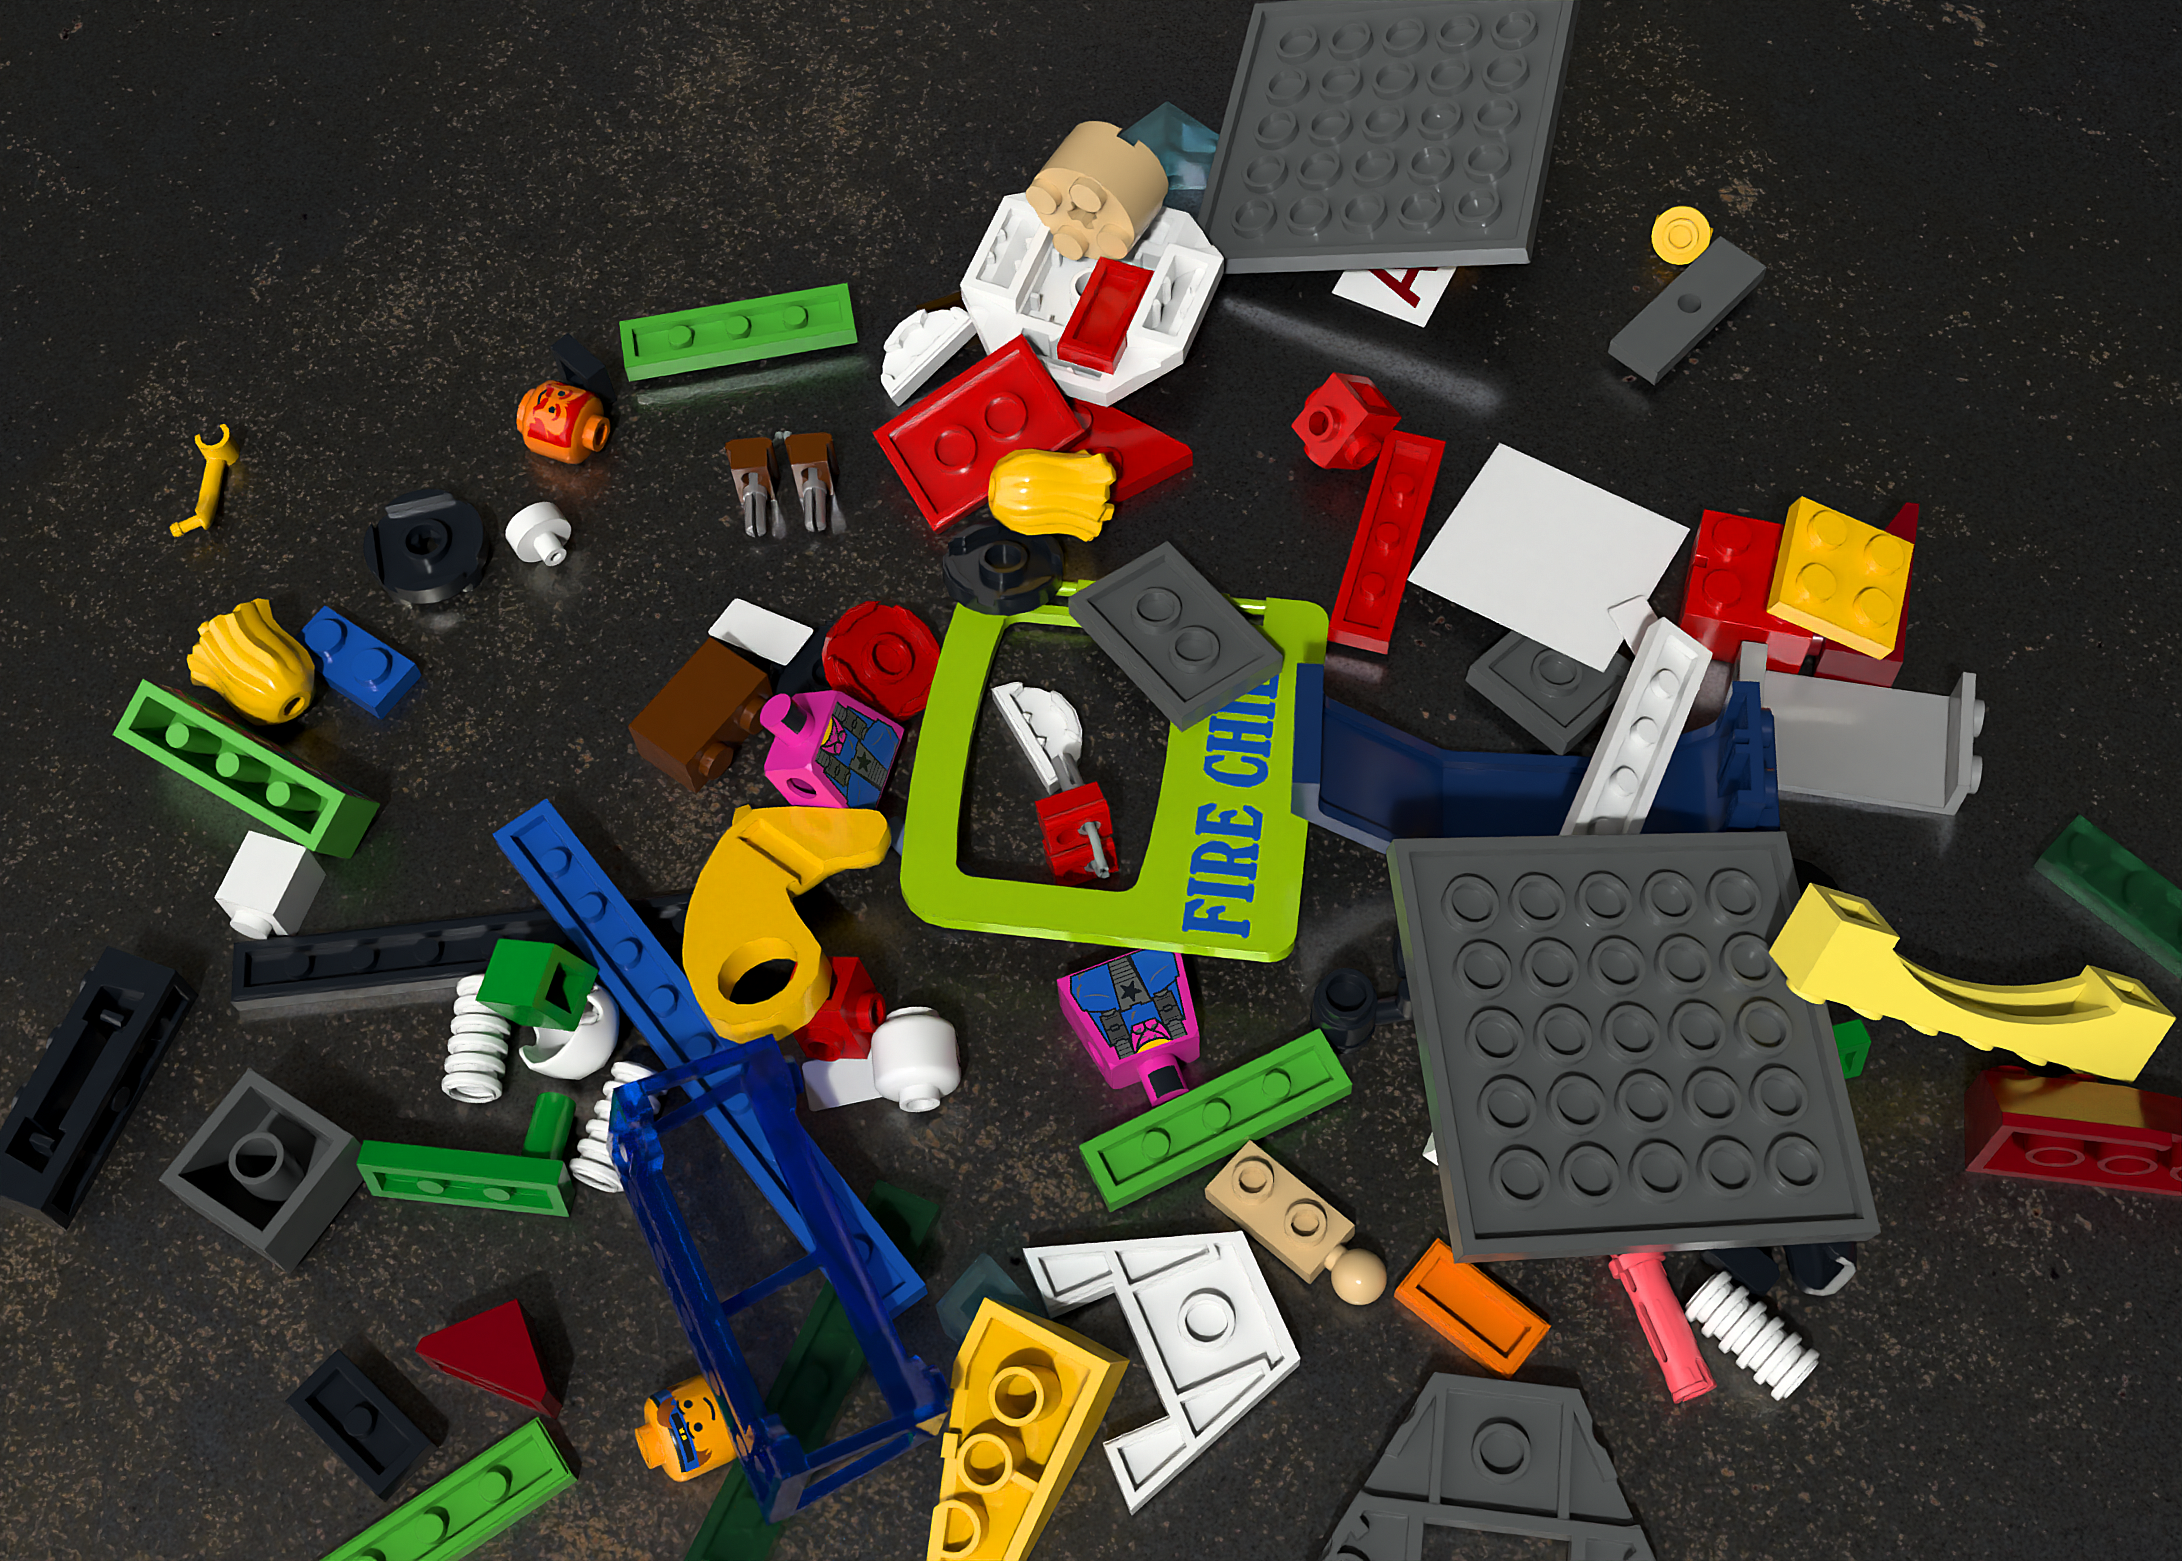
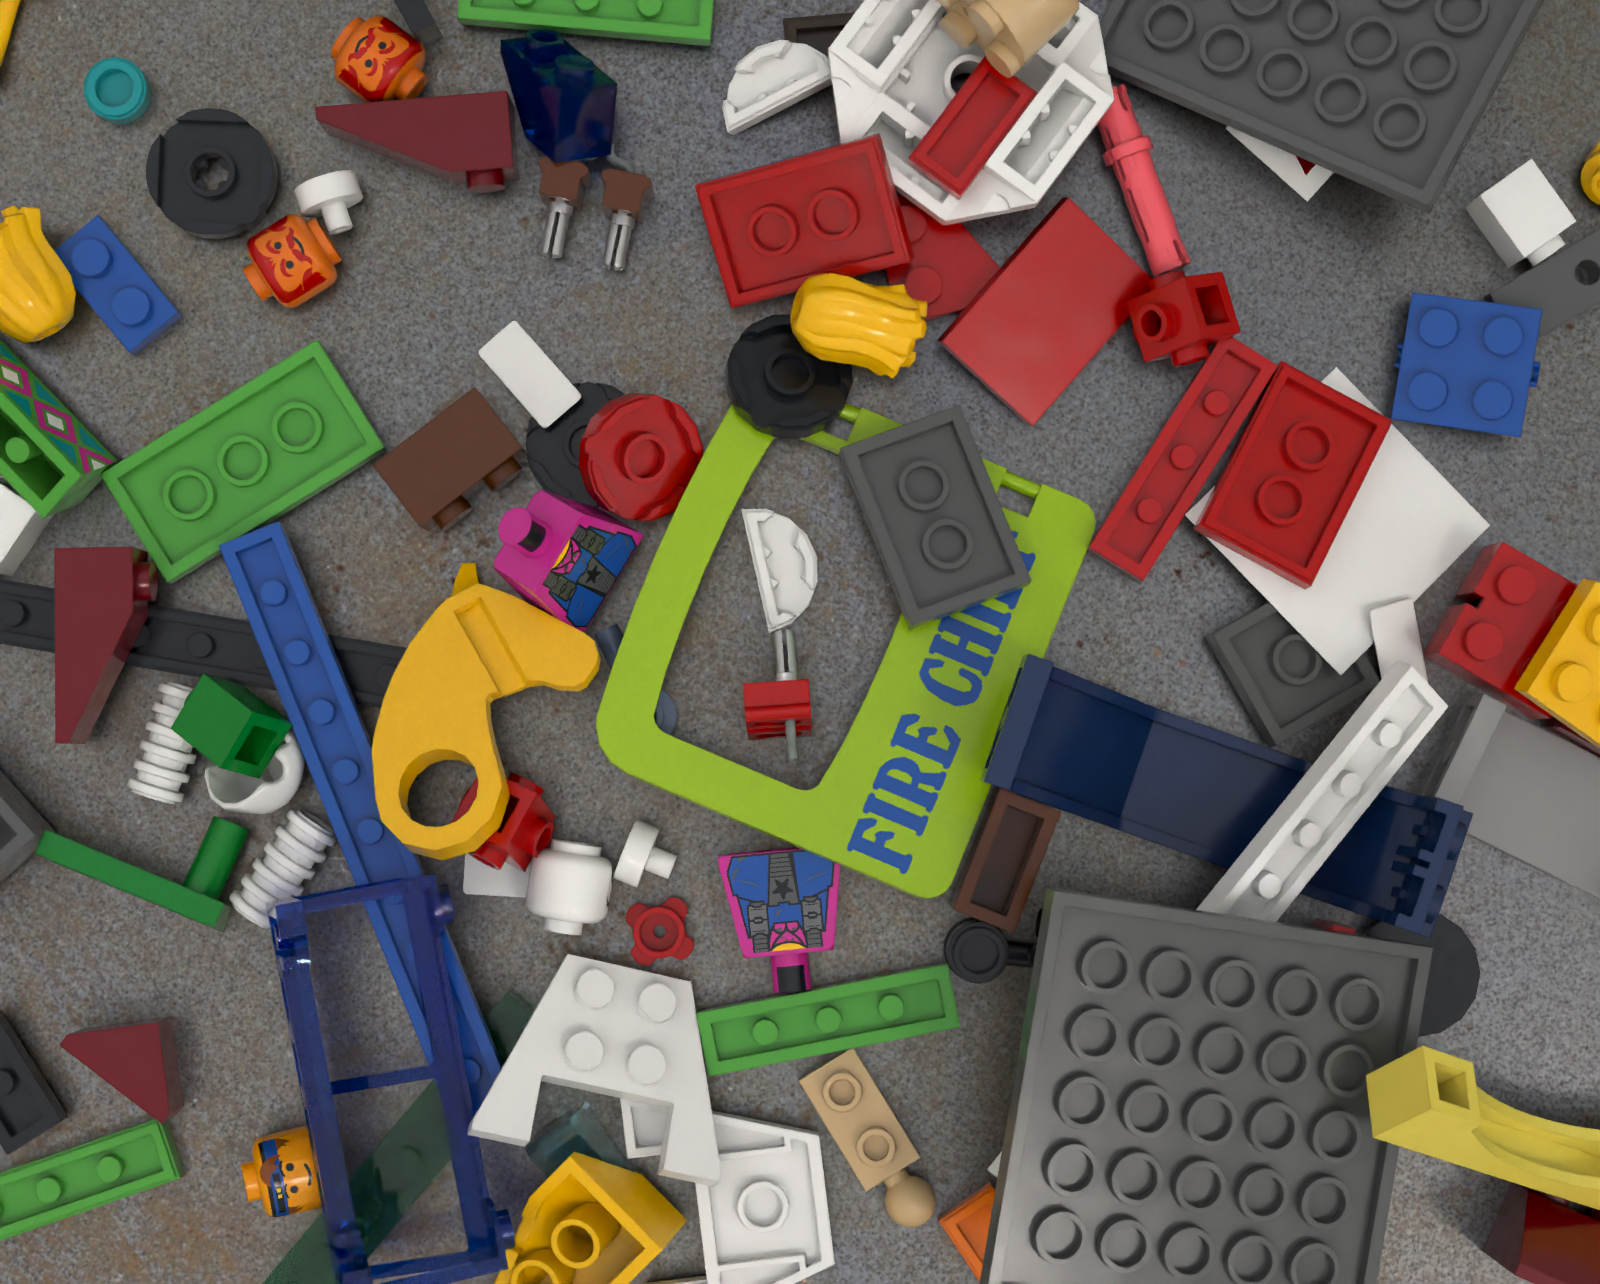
camera: 10 degrees right, 25 degrees up
(326, 509) = (117, 90): none -> teal tile
(385, 940) = (97, 620): none -> dark red slope
(515, 593) = (291, 261): none -> orange head
(518, 750) = (243, 461): none -> bright green plate
(626, 462) = (450, 137): none -> dark red slope
(733, 396) = (560, 96): none -> clear blue slope
(980, 1013) = (642, 855): none -> white tile
(1005, 1187) = (616, 1037): none -> white wing
(1014, 1068) = (673, 943): none -> red plate
(1221, 458) = (1046, 311): none -> red tile
(1254, 324) = (1145, 198): none -> coral pin
(1341, 905) = (1004, 859): none -> reddish brown piece
(1494, 525) = (1293, 475): none -> red tile
(1612, 278) = (1522, 216): none -> white brick
(1614, 398) = (1467, 364): none -> blue plate

